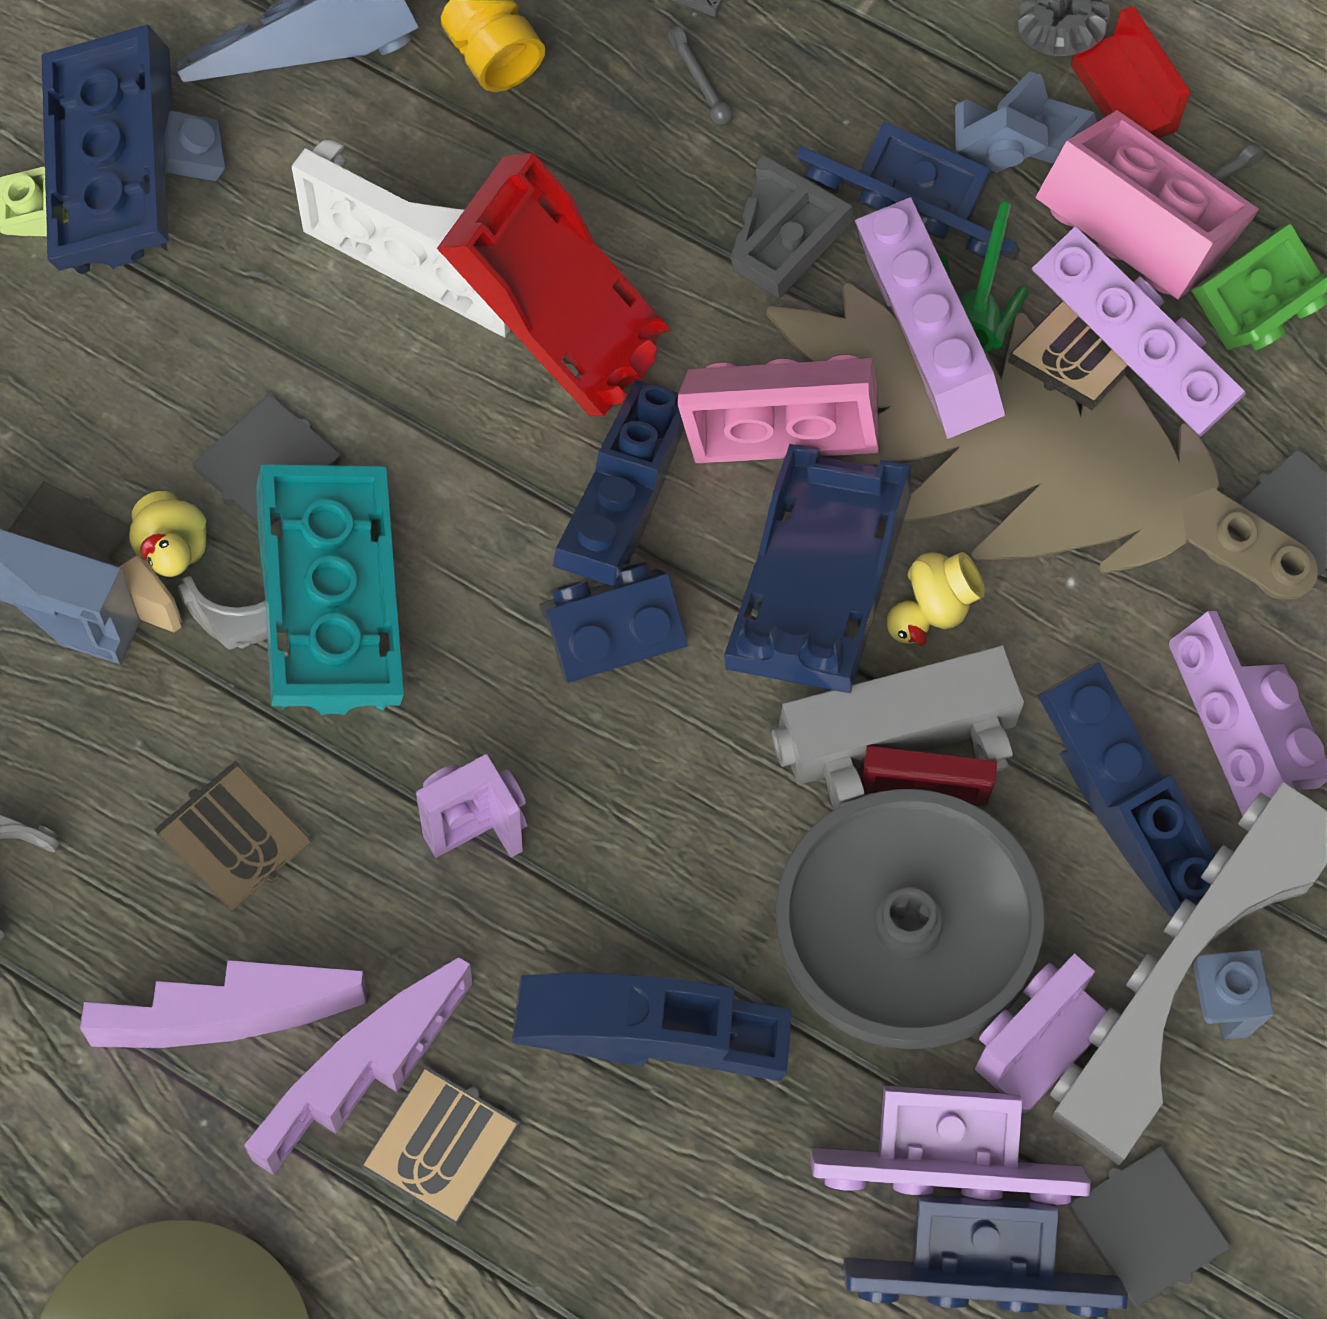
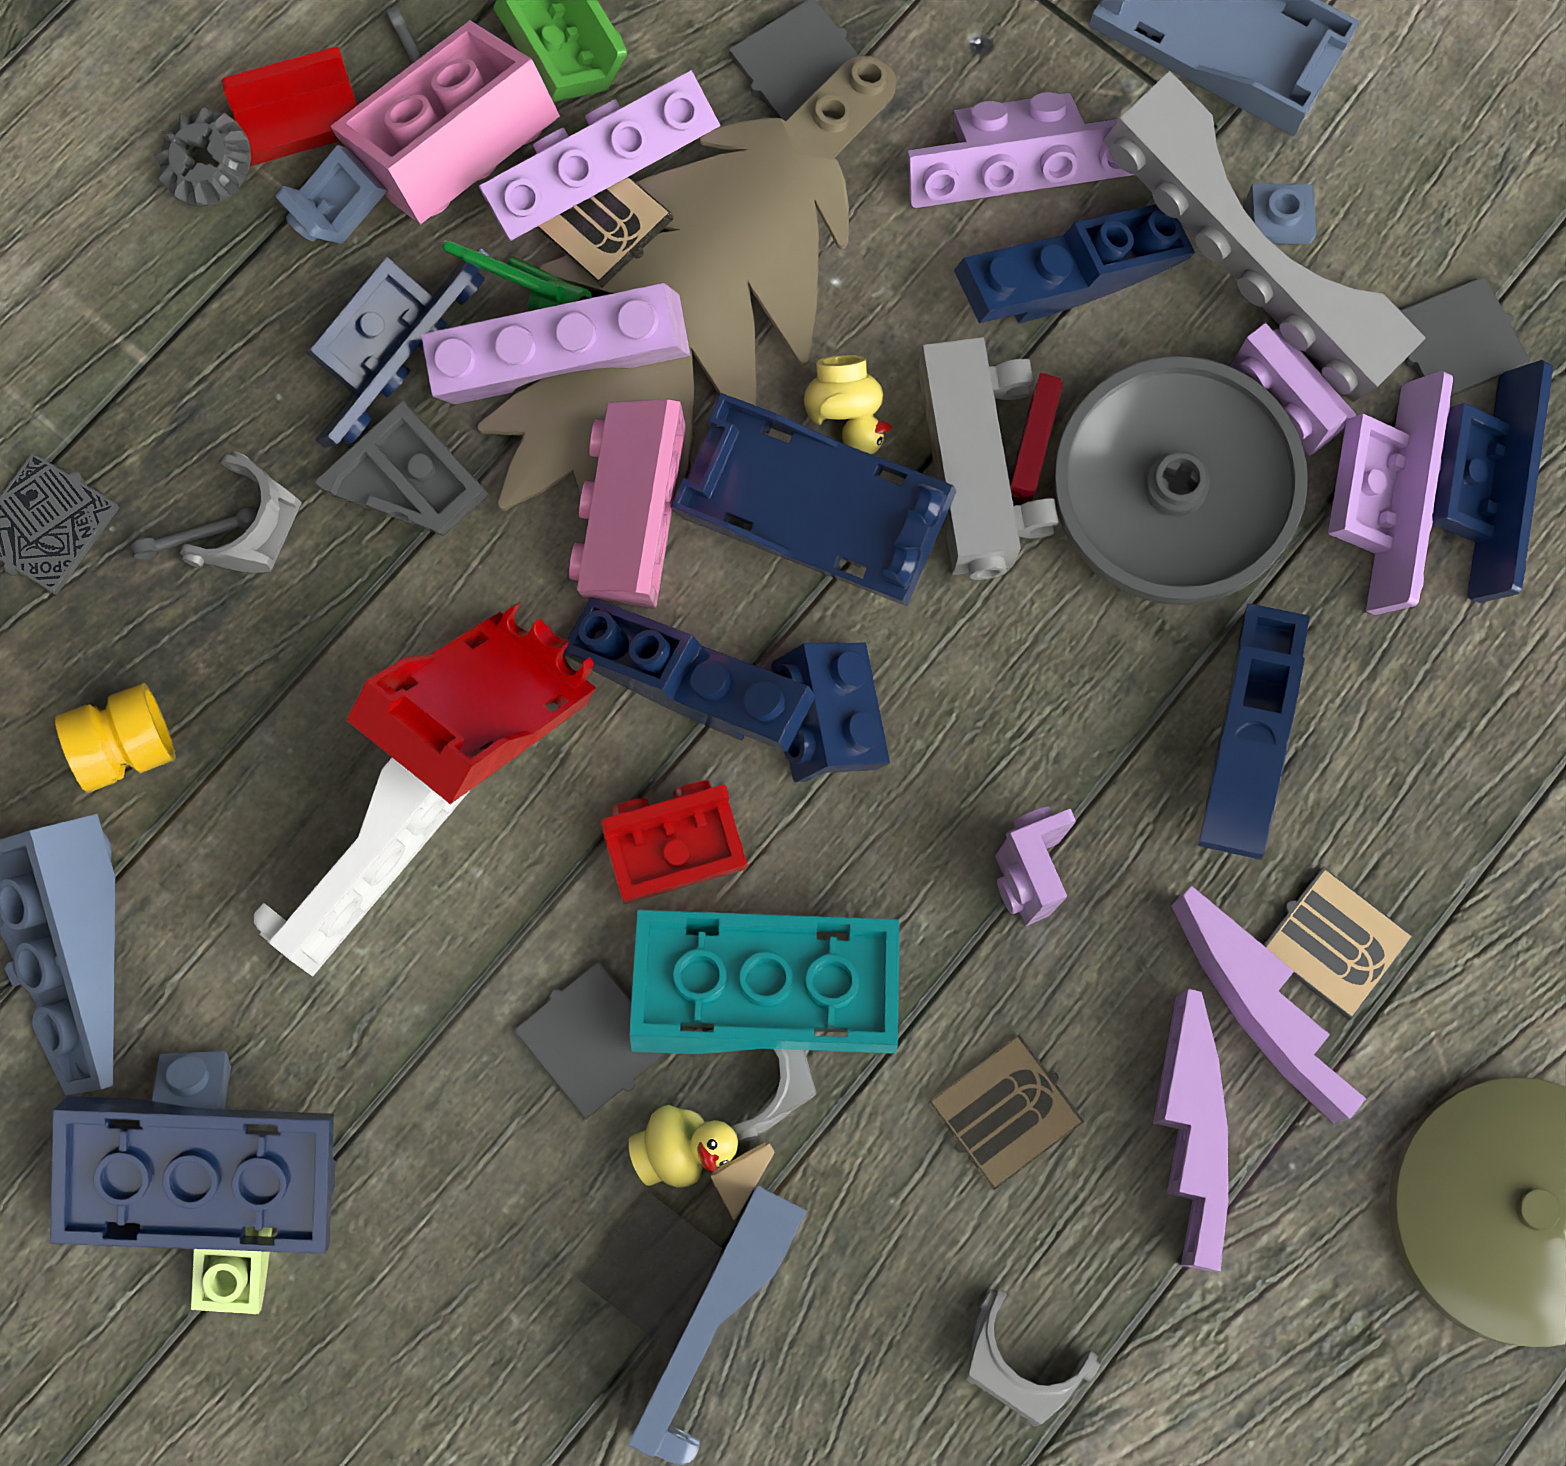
camera: 85 degrees left, 10 degrees up
(459, 496) = (673, 841): none -> red bracket
(718, 125) = (263, 540): none -> light grey helmet
(997, 137) = (354, 241): sand blue bracket -> none

